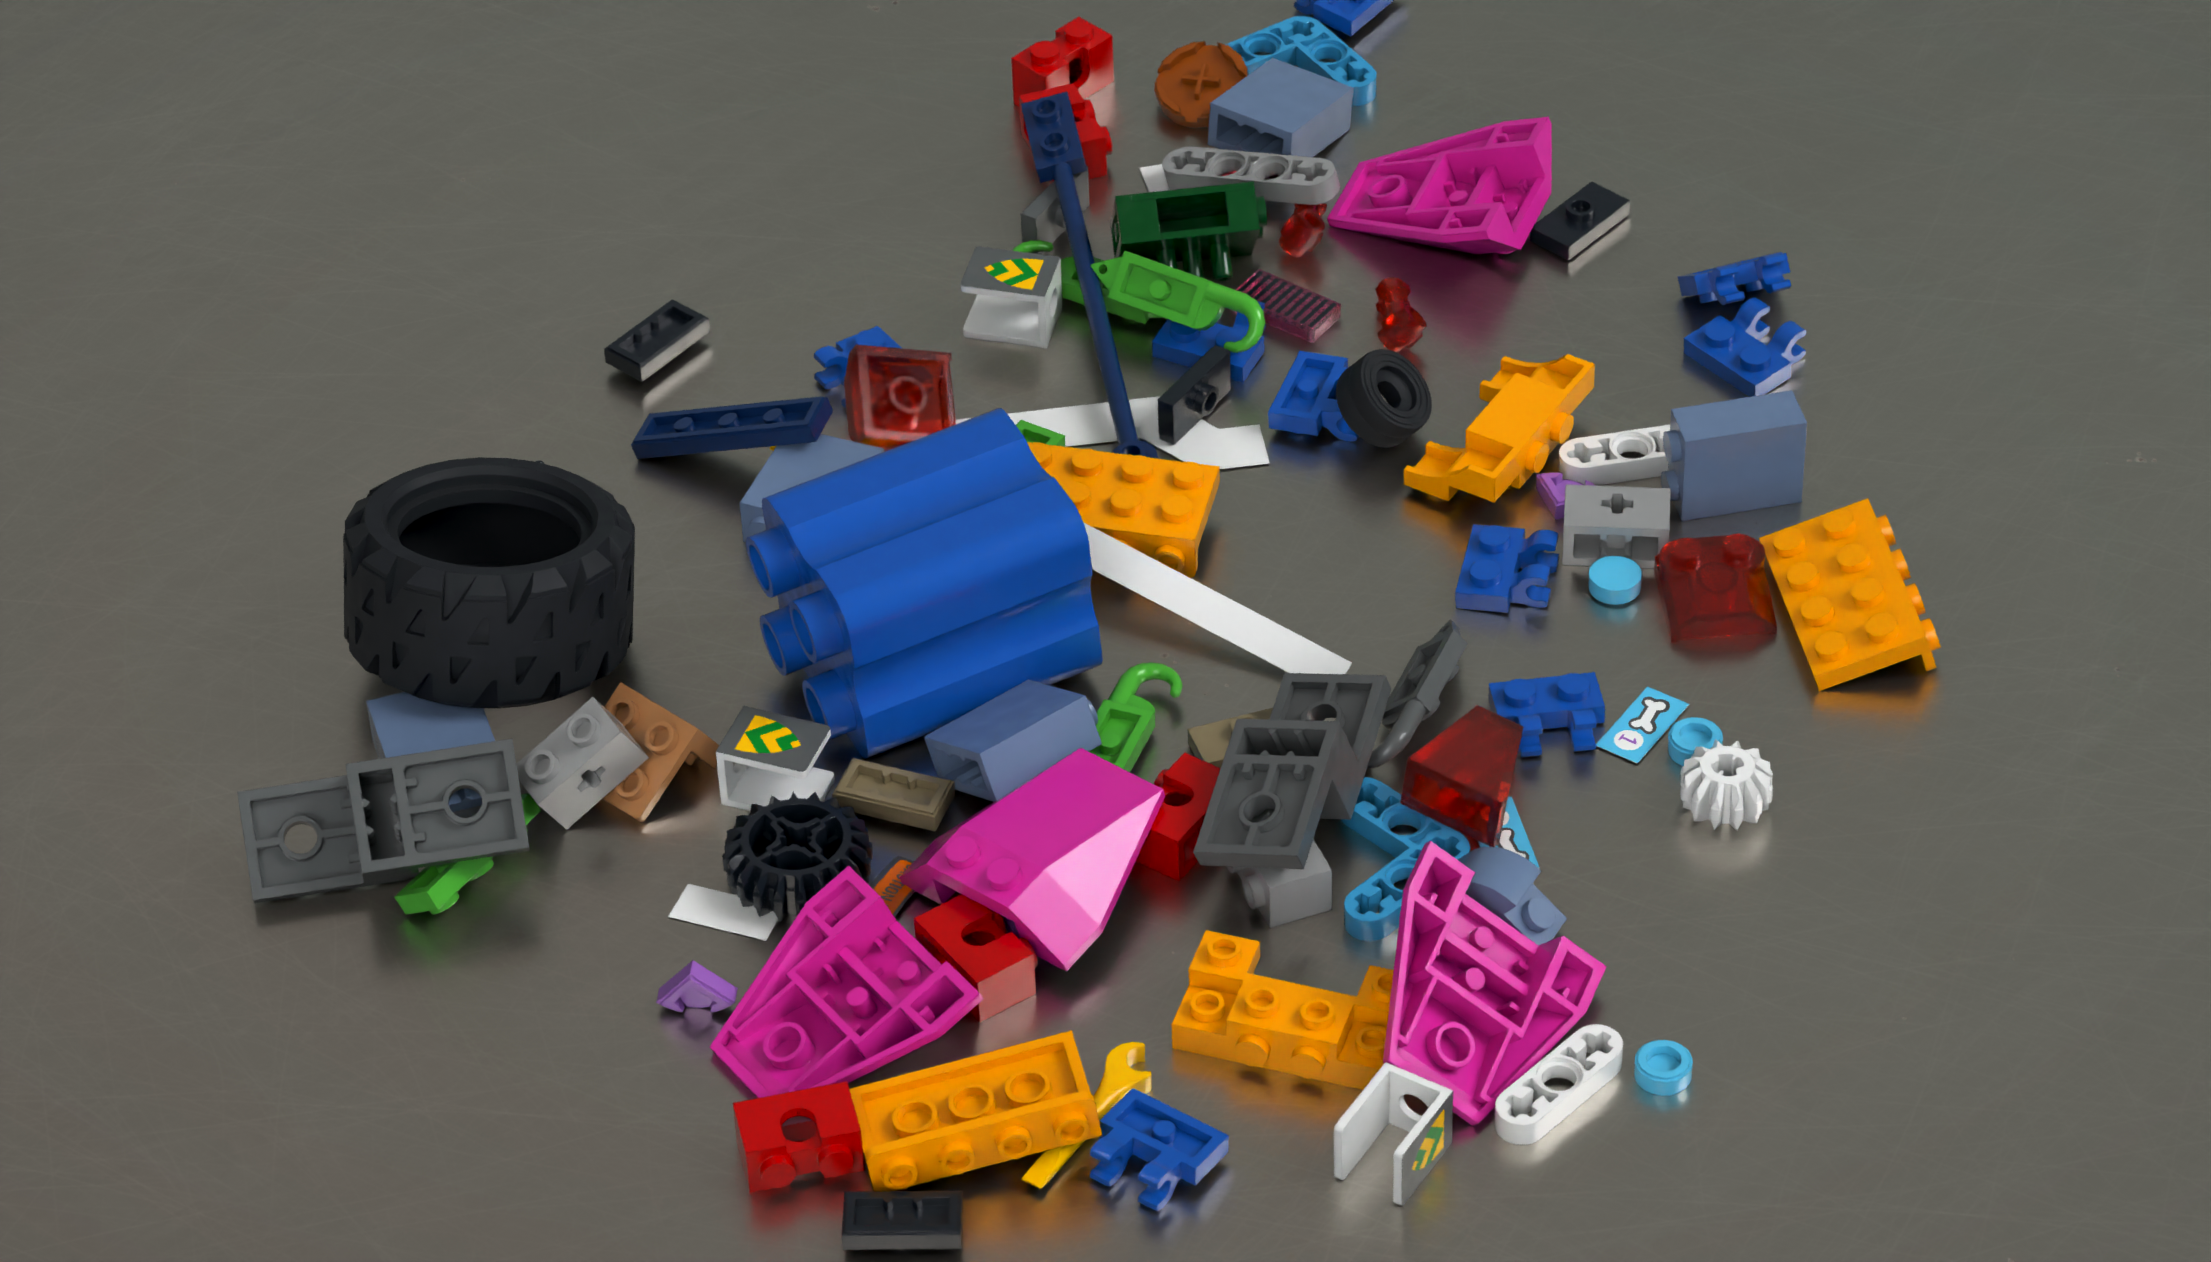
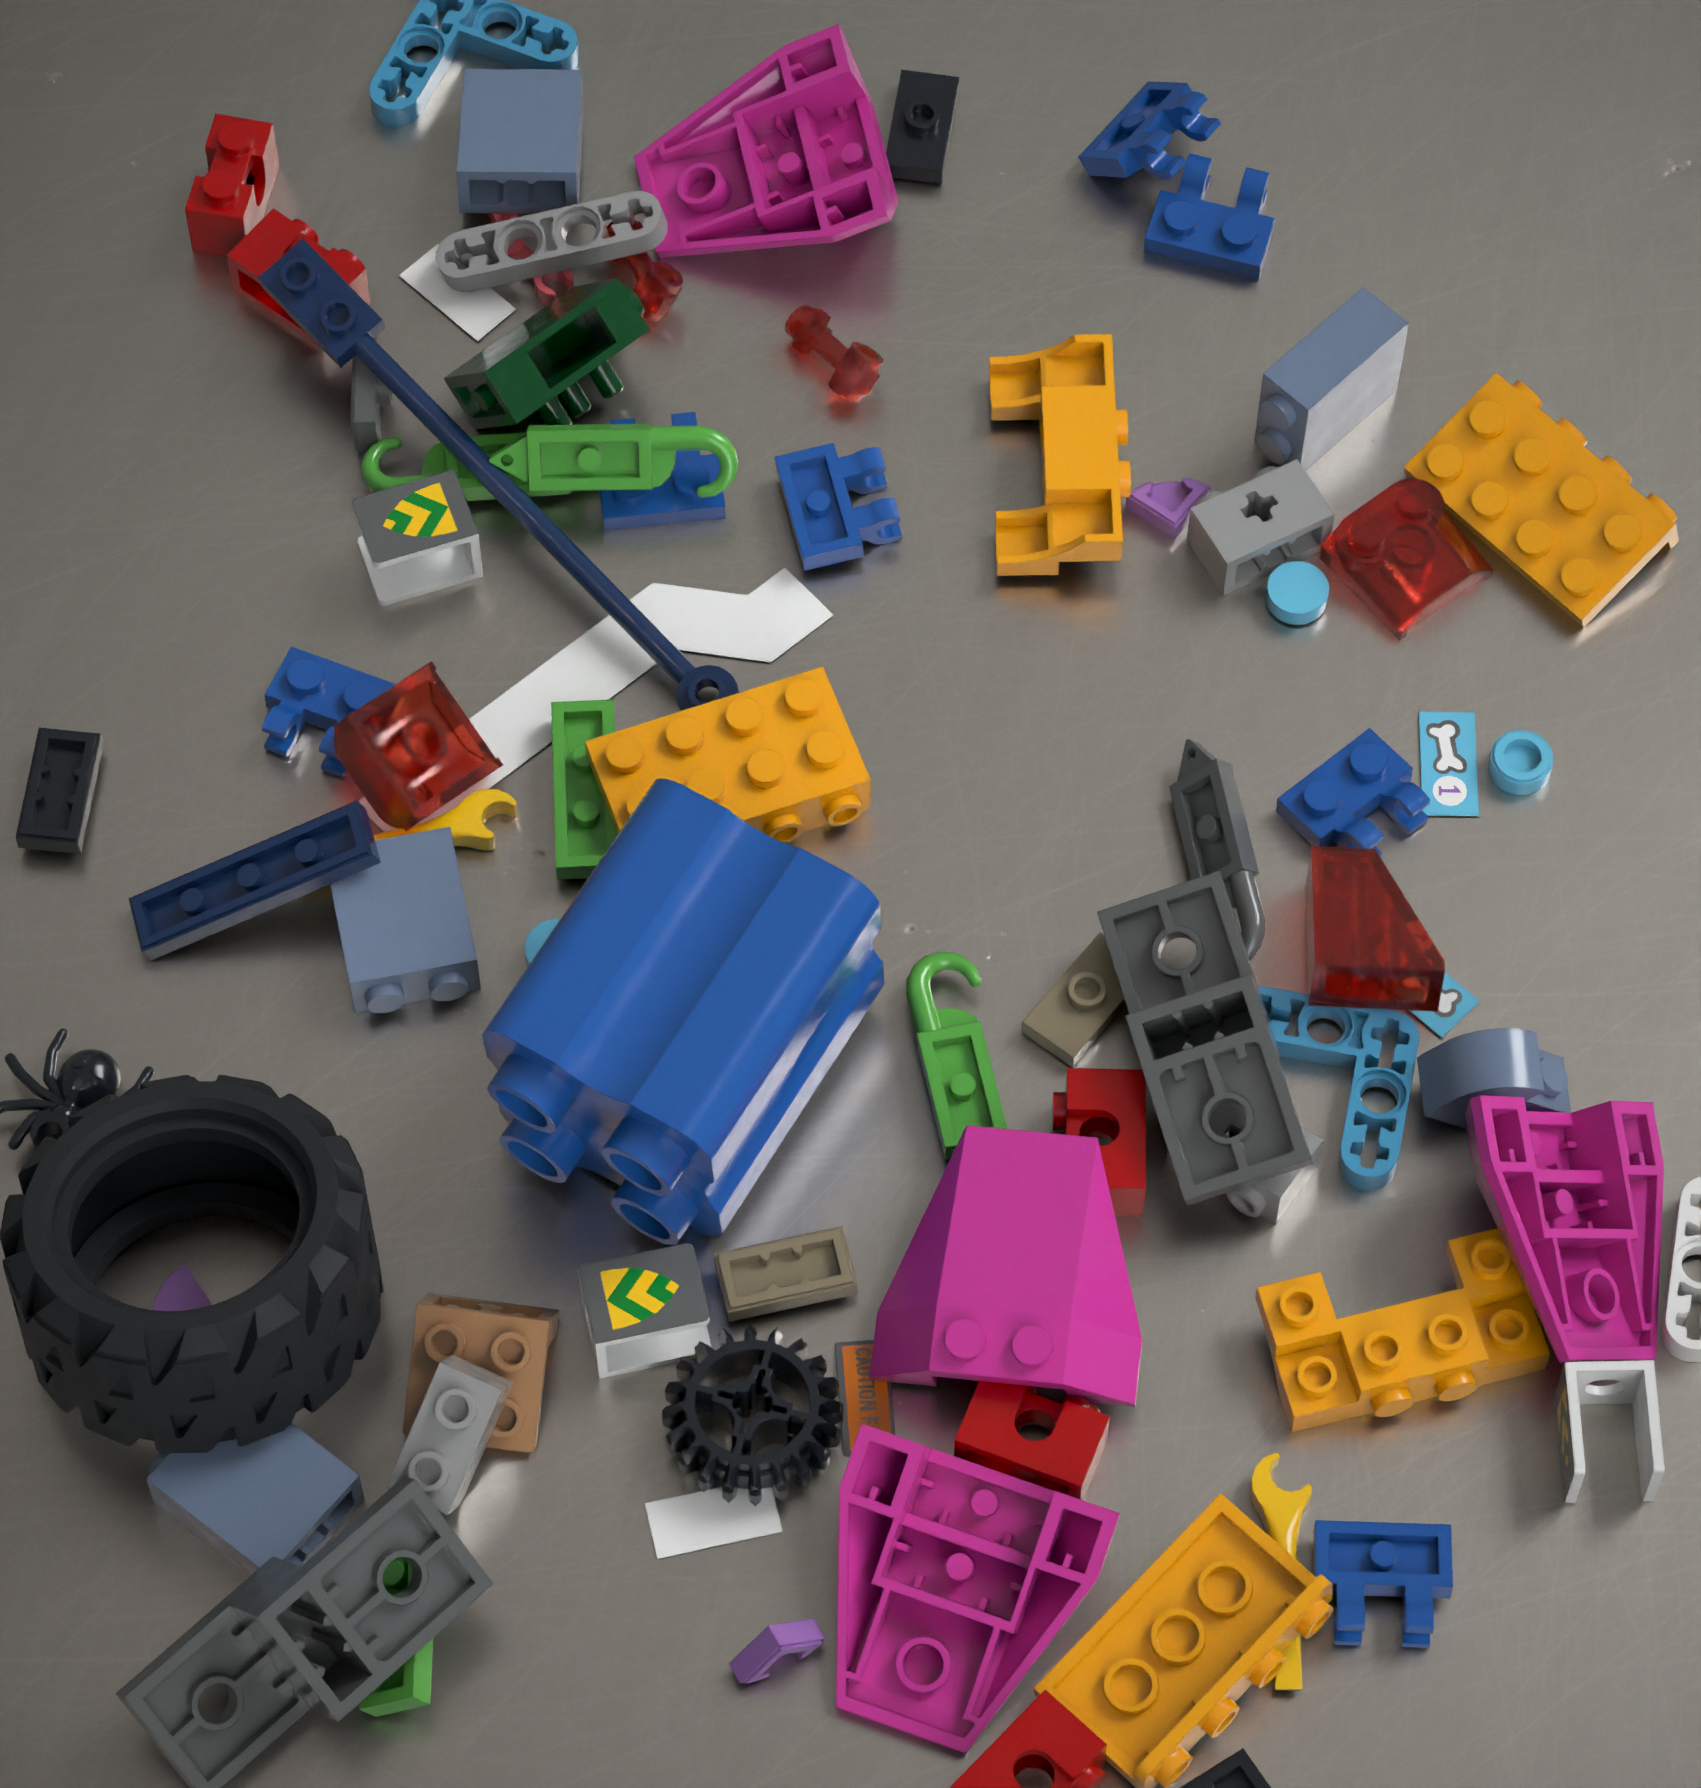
camera: 35 degrees left, 20 degrees up
(1012, 738) = (877, 1145): sand blue brick -> none
(1194, 395) = (711, 573): black plate -> none
(1195, 78) = (396, 133): dark orange tile -> none
(1209, 608) = (954, 854): white sticker -> none
(1292, 306) = (716, 393): clear pink tile -> none
(1367, 412) = (919, 483): black tyre -> none
(1492, 565) = (1165, 642): blue plate -> none
(1585, 456) = (1192, 443): white beam -> none
(1726, 784) = (1578, 802): white gear -> none

